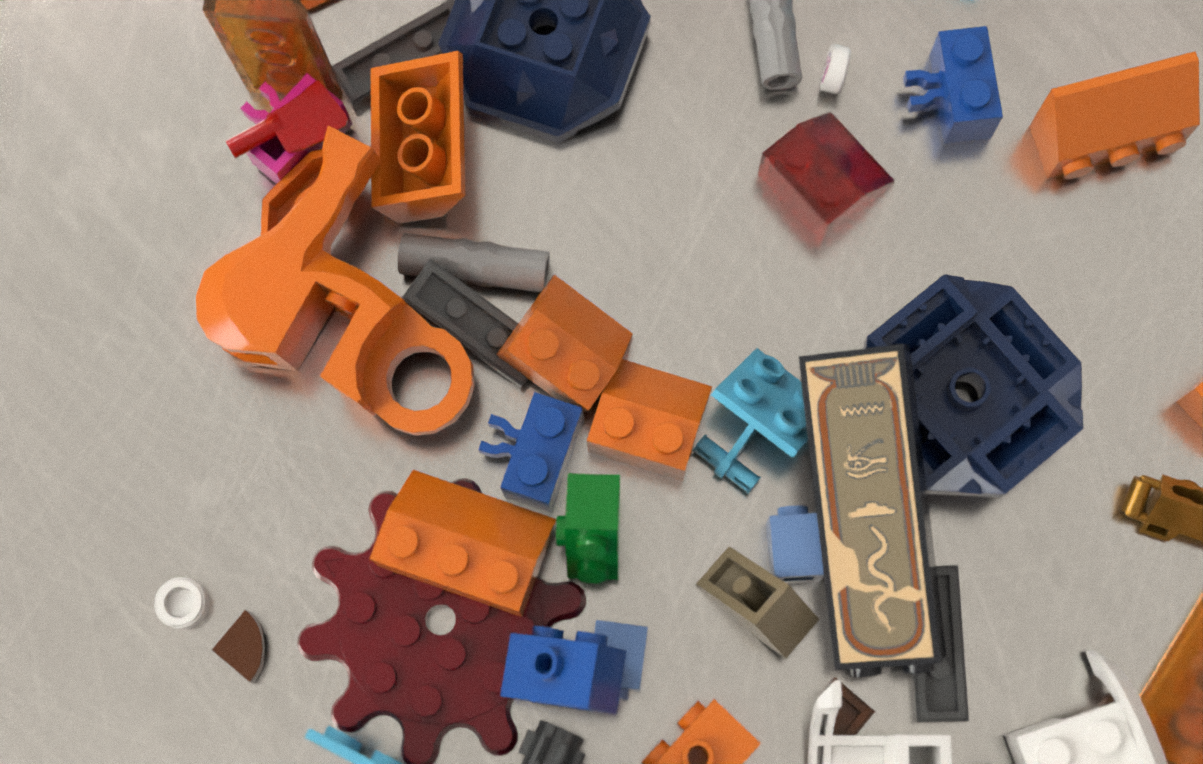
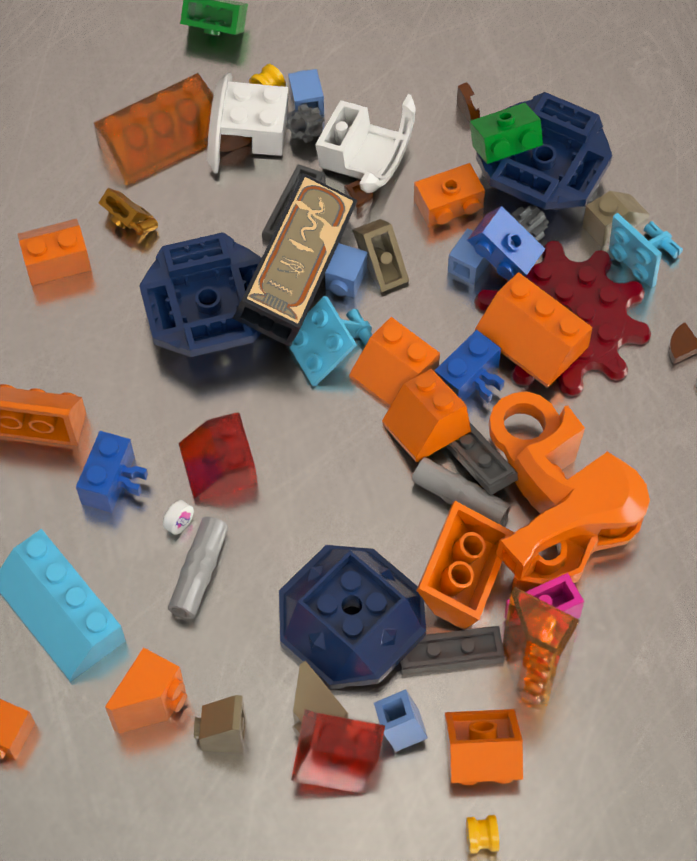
camera: 160 degrees left, 15 degrees down
(295, 124) = (547, 590): red piece -> none
(591, 527) = (457, 308): green brick -> none

